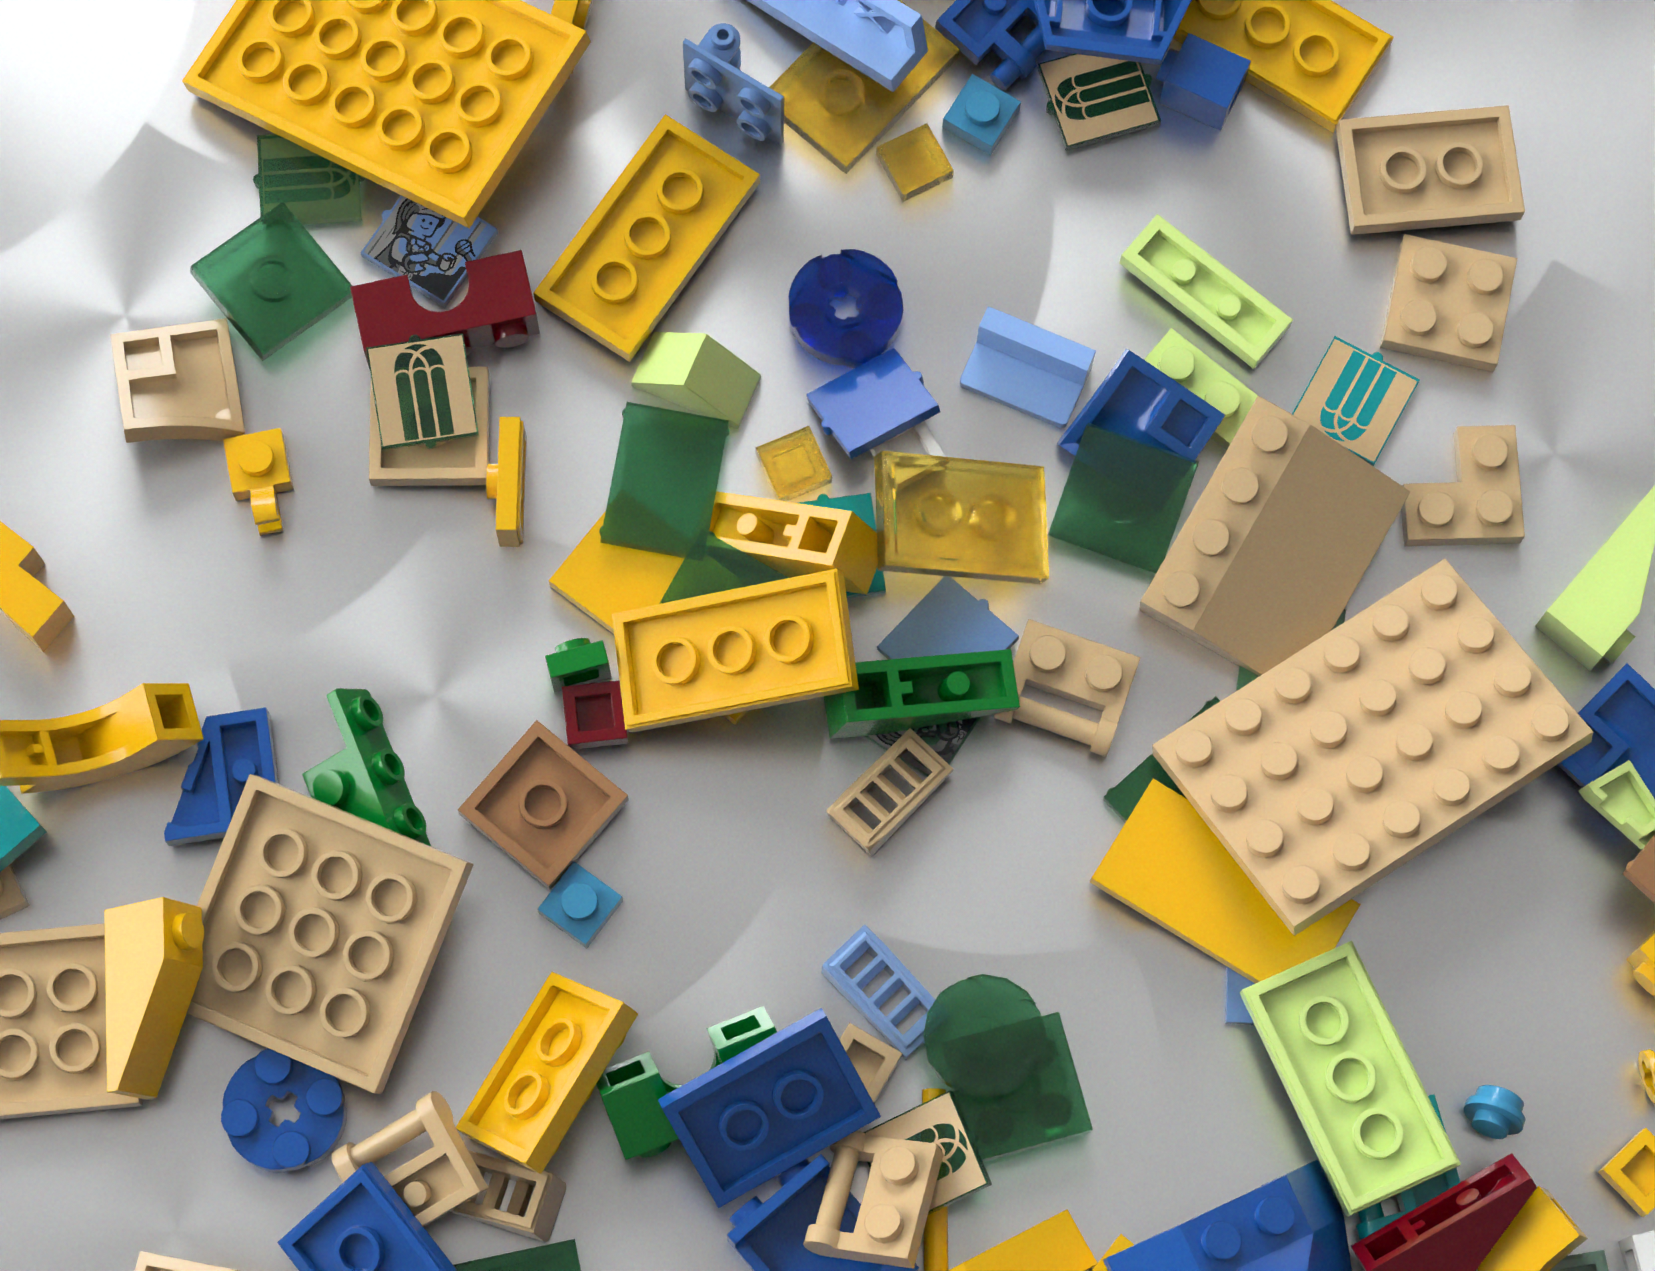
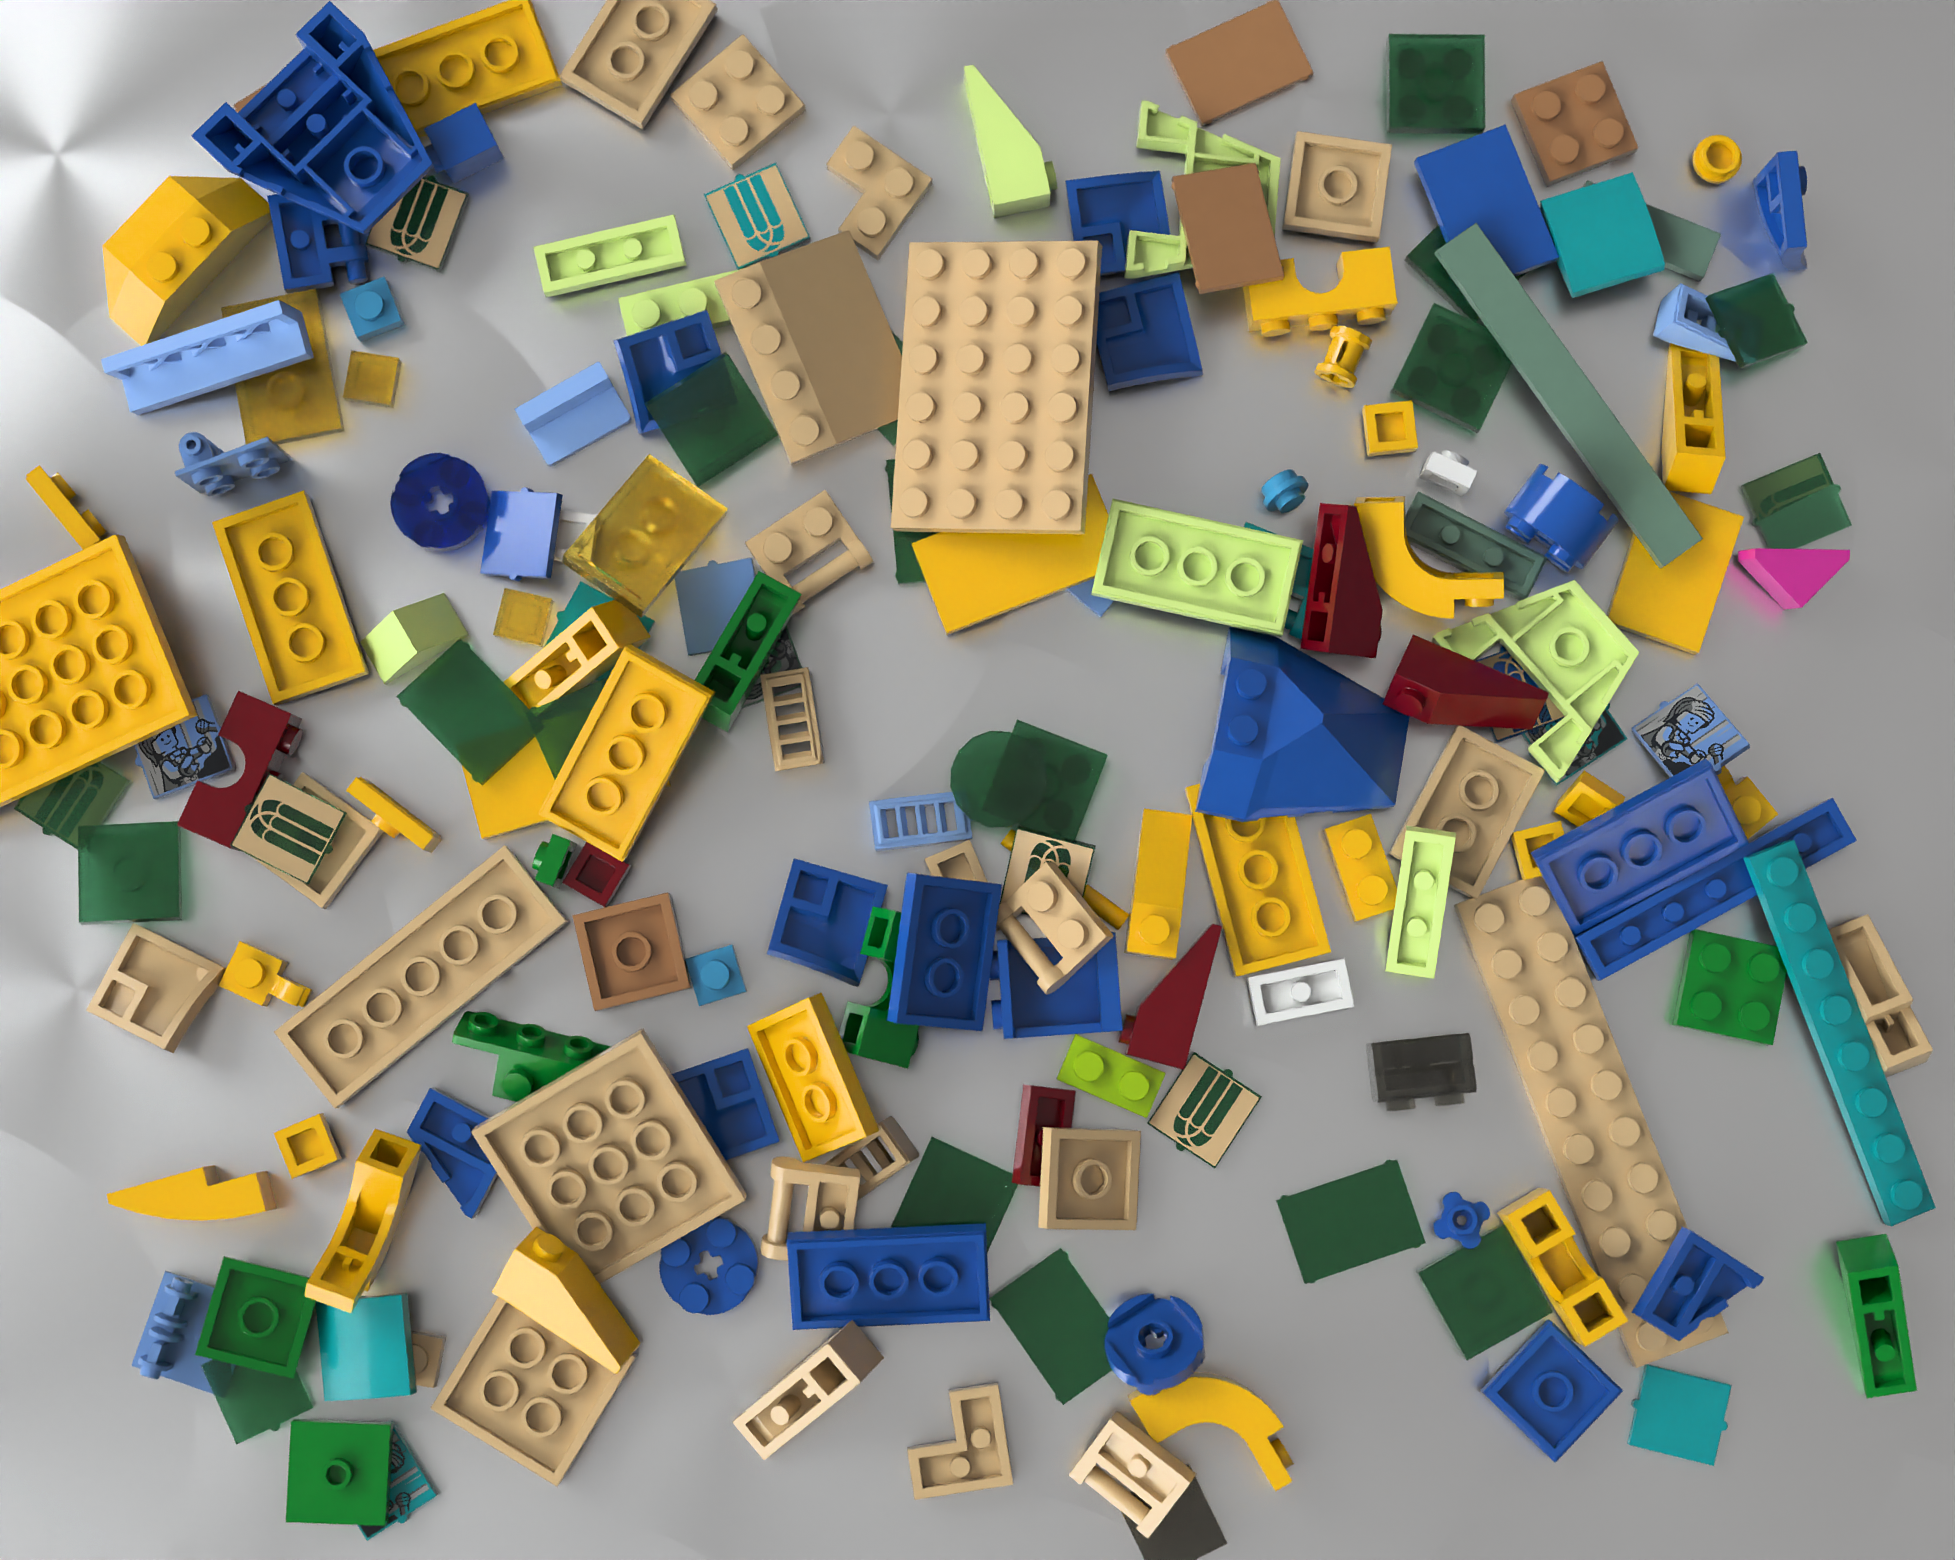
camera: 50 degrees left, 10 degrees up
(125, 634) = (307, 1145): none -> yellow plate
(370, 621) = (420, 977): none -> tan plate
(460, 1010) = (730, 1103): none -> blue plate
(713, 970) = (825, 920): none -> blue plate
(1541, 855) = (1146, 333): none -> blue plate

